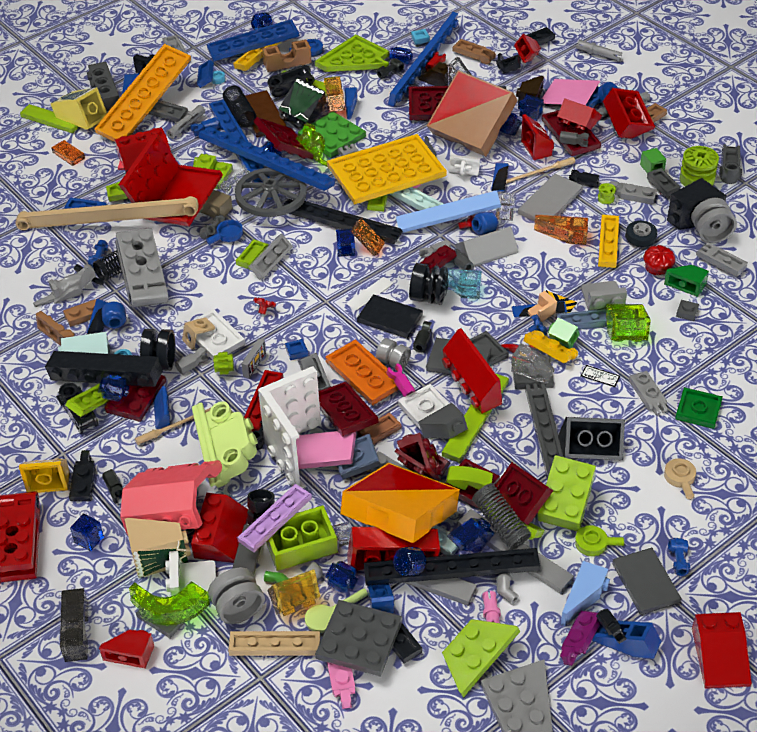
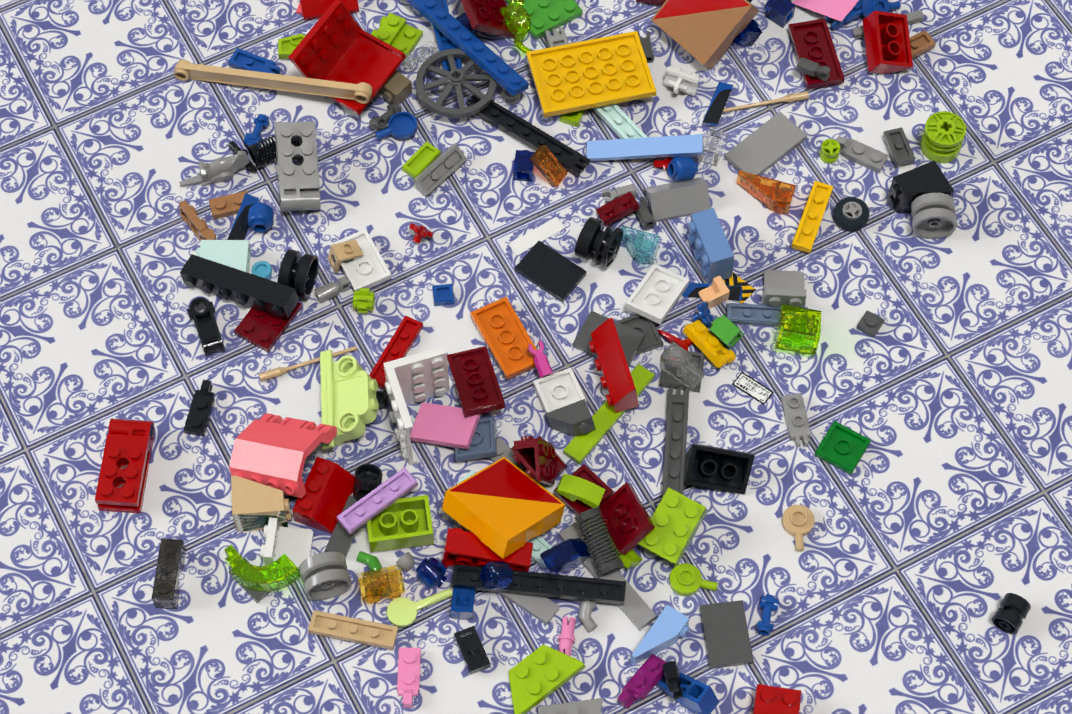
camera: 10 degrees right, 15 degrees up
(45, 475) = (163, 401): yellow slope -> none
(86, 401) = (219, 323): lime tile -> none
(87, 532) = (195, 475): clear blue brick -> none
(113, 388) = (245, 314): clear blue head -> none
(113, 484) = (229, 424): pearl dark grey bar -> none
(128, 648) = (217, 608): red slope -> none
(161, 409) = (291, 344): blue slope -> none
(253, 358) = (396, 299): tile -> none
(313, 360) = (453, 332): dark grey slope -> none
(343, 533) = (440, 525): clear plate -> none
(359, 638) = (432, 642): dark grey plate -> none
(387, 425) = (514, 408): nougat tile -> none
(390, 353) = (539, 321): light grey wheel -> none
(422, 337) = (578, 306): pearl dark grey bar -> none
(491, 315) = (657, 293): none -> white plate
(529, 269) = (710, 245): none -> medium blue brick
(535, 139) = (772, 60): red slope -> none
(578, 114) = (828, 37): slope -> none
(584, 178) = (811, 124): black bar -> none
(652, 160) = (895, 115): bright green brick -> none
(658, 259) = (859, 253): red piece -> none
(687, 279) = (882, 285): green slope -> none
(722, 259) = (929, 265): light grey hinge -> none
(730, 164) = (980, 144): dark grey piece -> none

